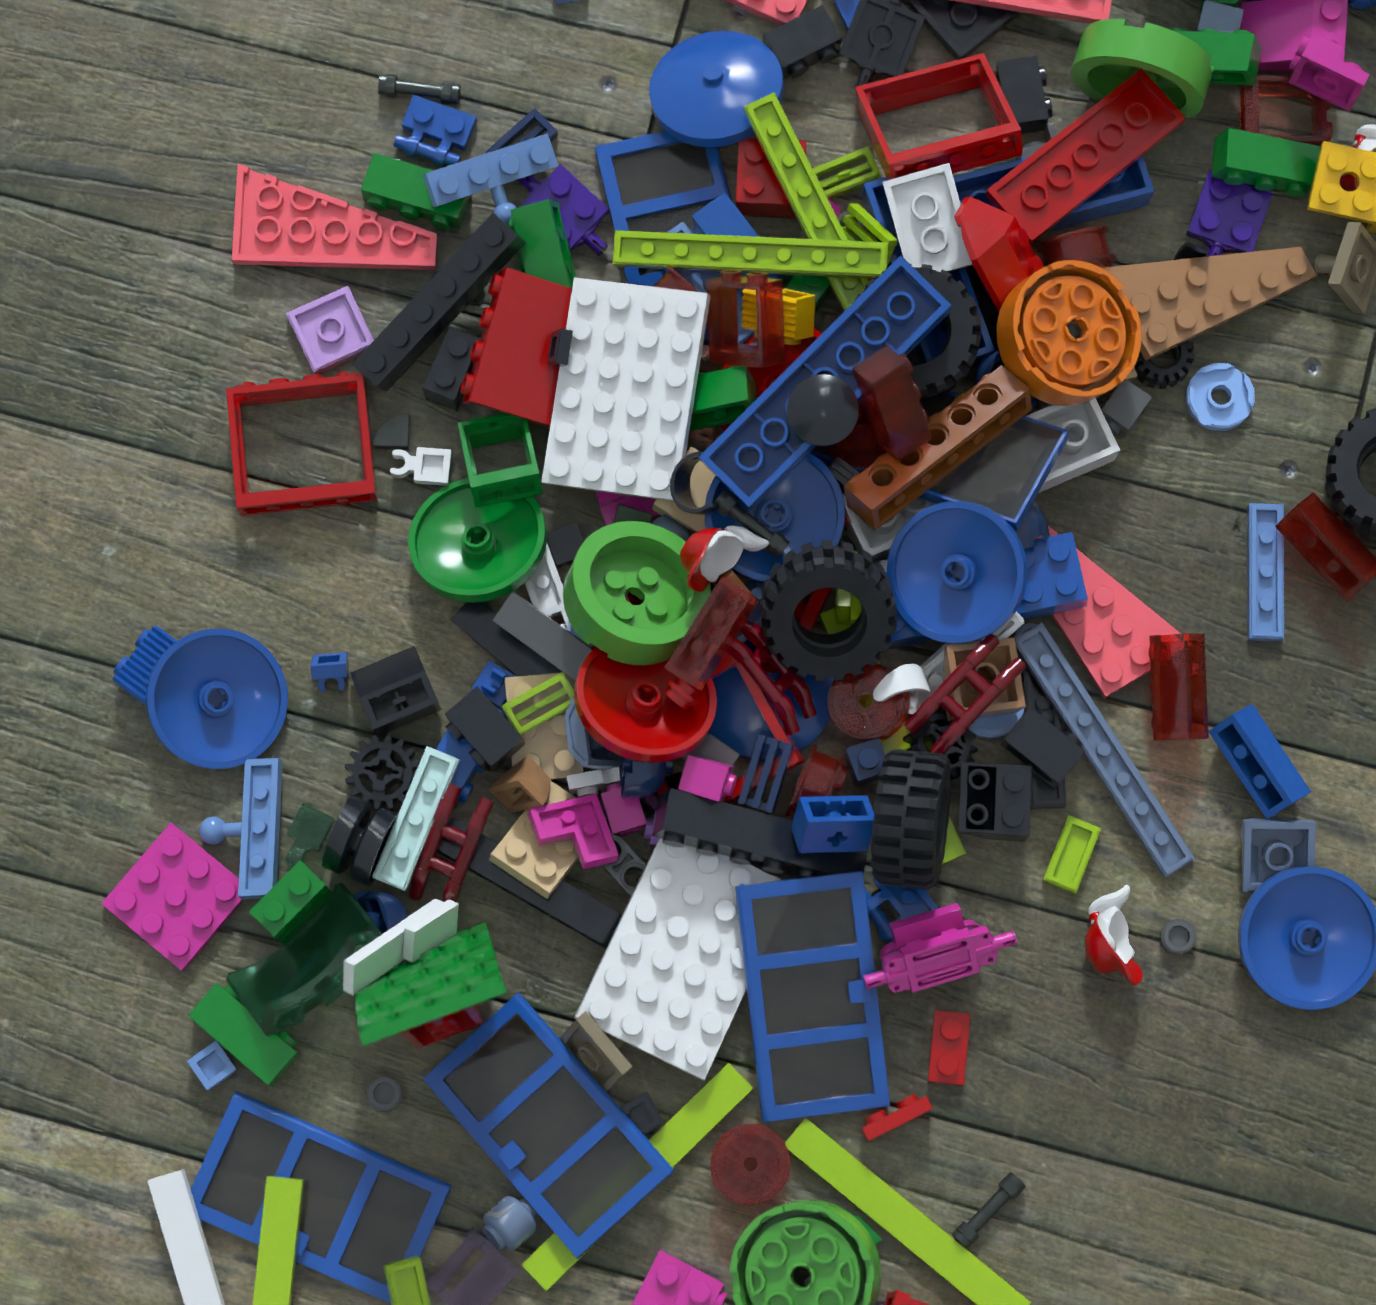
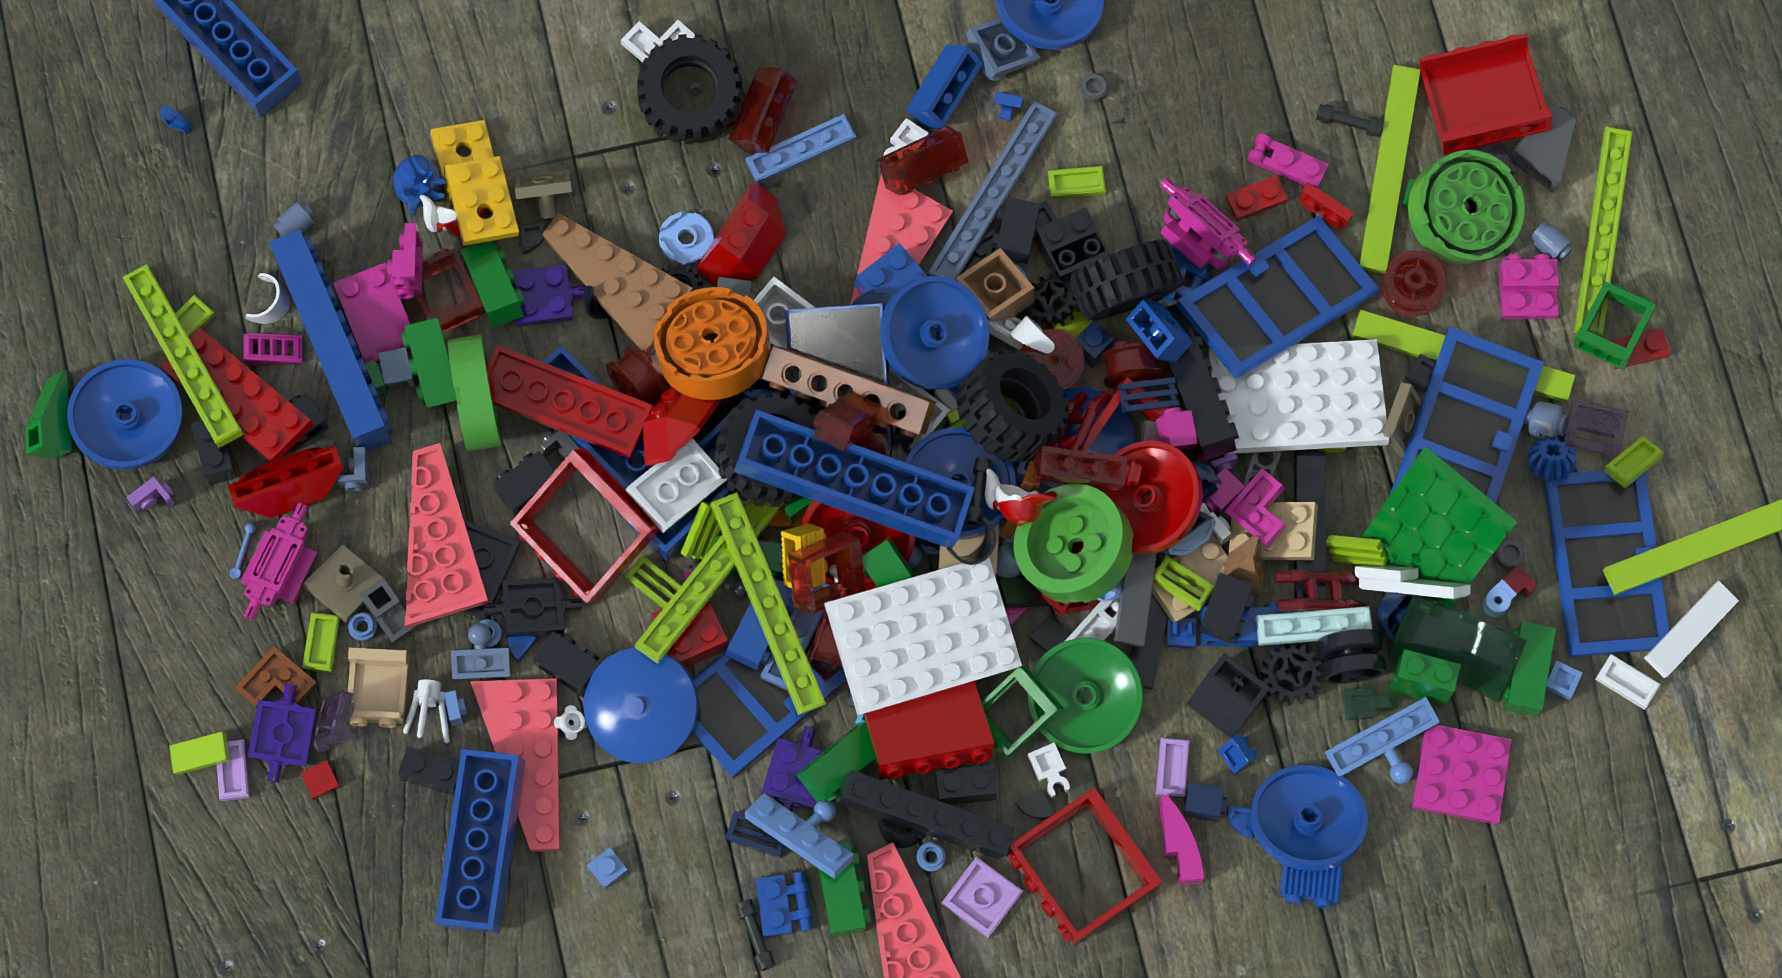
camera: 120 degrees left, 5 degrees down
(172, 1140) = (1627, 681): none -> white tile
(264, 633) = (1240, 820): none -> blue tile
(269, 554) = (1180, 843): none -> dark pink slope
(298, 603) = (1204, 802): none -> dark blue brick
(344, 1063) = (1508, 589): none -> leg
(355, 595) = (1172, 767): none -> lavender tile
(394, 293) = (931, 847): none -> medium blue plate
(450, 1192) = (1551, 459): none -> blue gear
(475, 915) = (1357, 550): none -> lime tile
(559, 348) = (919, 697): black tile -> none
(743, 9) = (563, 722): none -> white plate
(822, 410) = (880, 463): black dish -> none
(973, 1110) = (1287, 161): none -> dark pink plate
(987, 691) = (1029, 301): dark red piece -> none
(1108, 940) = (1125, 128): hair -> none
(1187, 457) = (745, 238): none -> red wedge
(1204, 825) = (1008, 103): none -> blue tile
(1220, 689) = (905, 134): none -> white plate
(1305, 236) = (531, 235): none -> pearl dark grey tile

